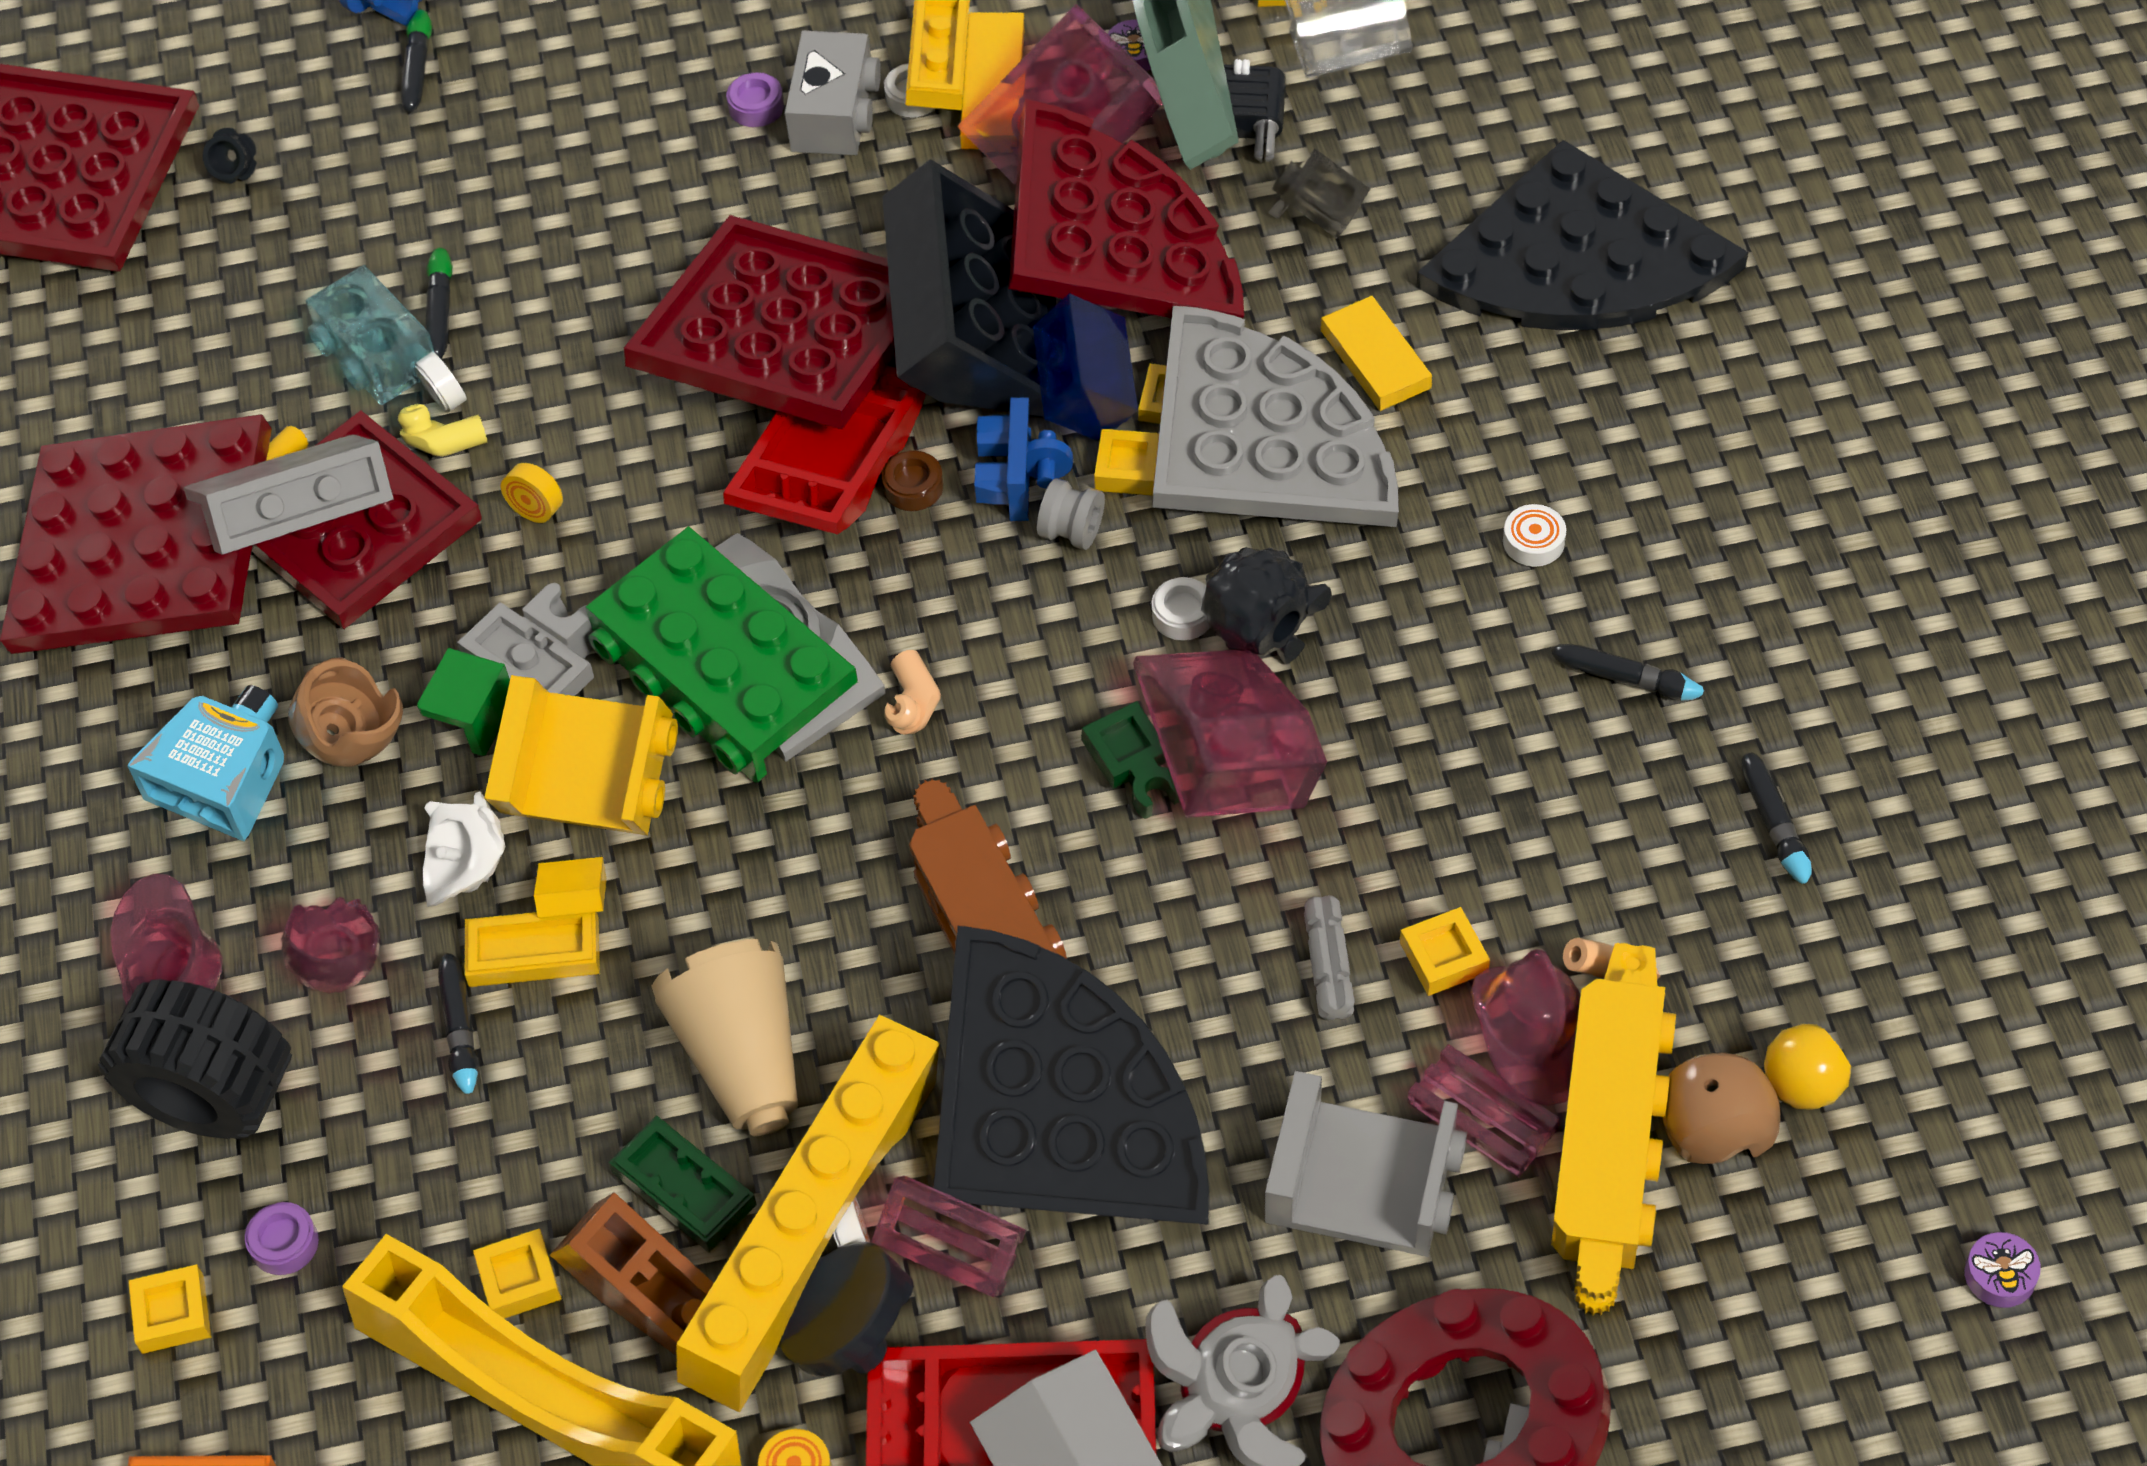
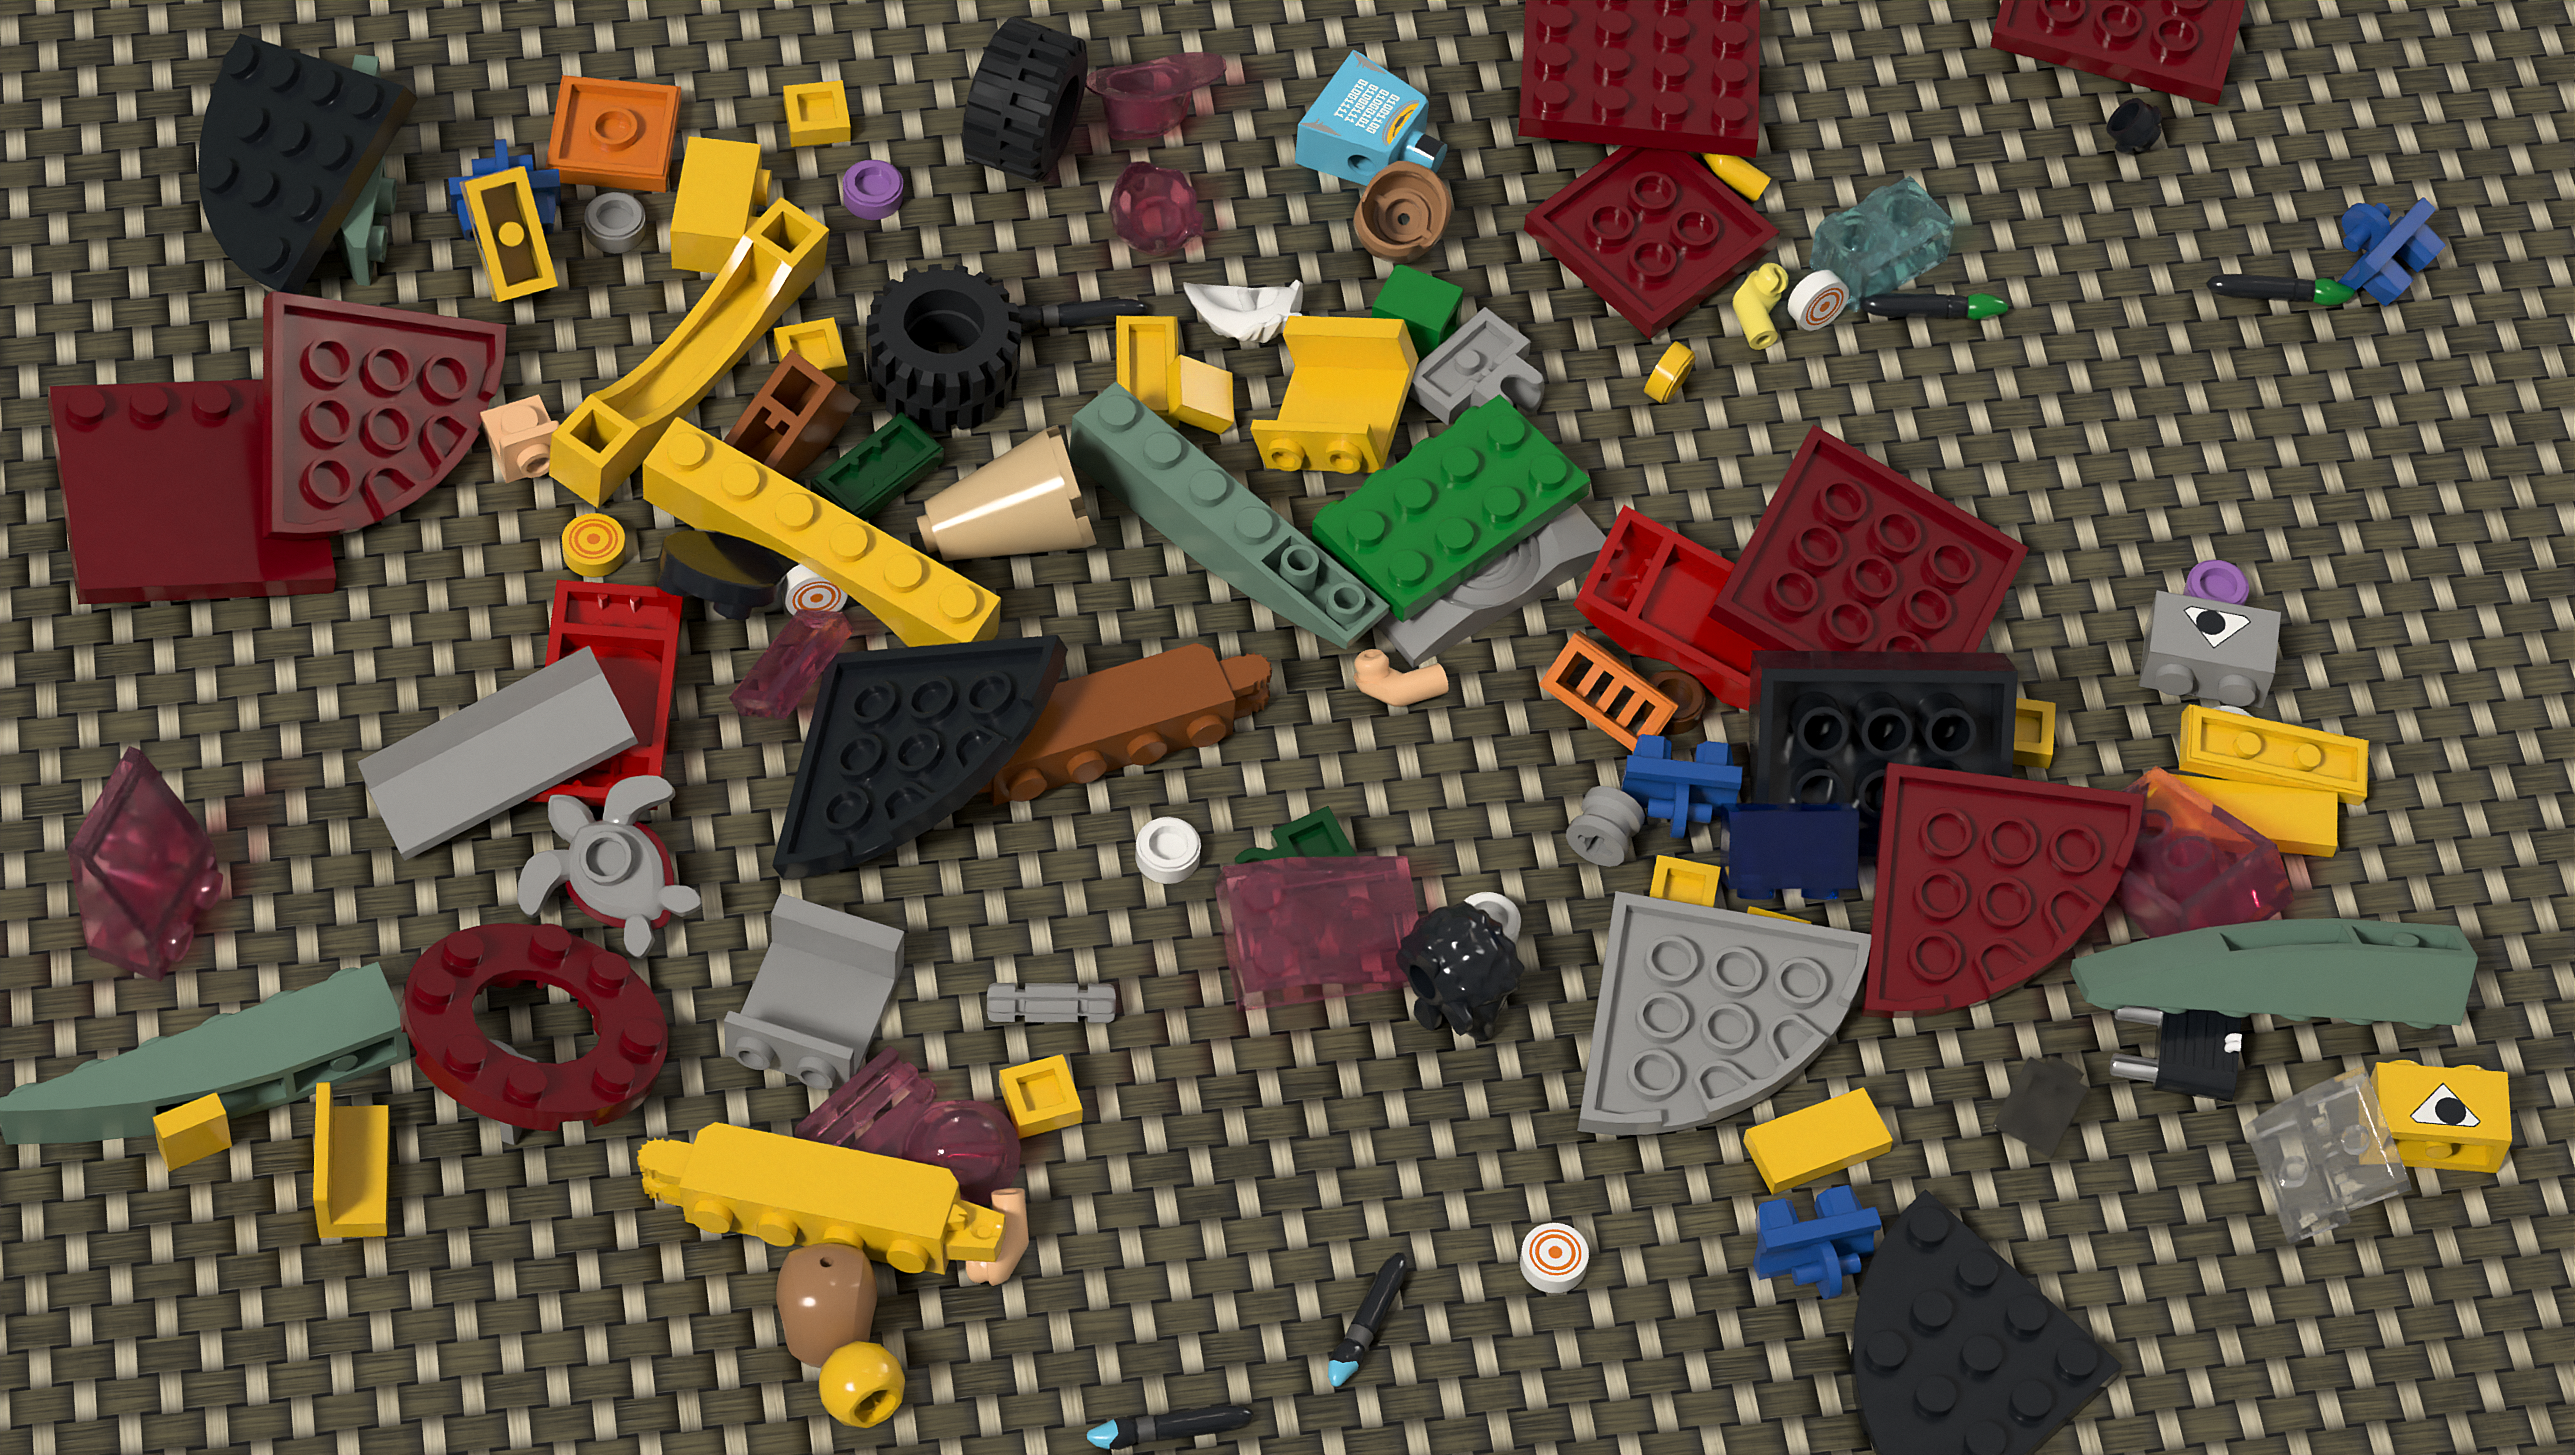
camera: 85 degrees right, 0 degrees up
(292, 492) = (1650, 154): light grey panel -> none
(316, 1387) = (716, 202): none -> yellow brick
(511, 1079) = (949, 309): none -> black tyre
(737, 850) = (1217, 518): none -> sand green slope
(887, 543) = (1582, 645): none -> orange slope
(1131, 876) = (1167, 850): none -> white tile
(1498, 338) = (1816, 1248): none -> blue hips

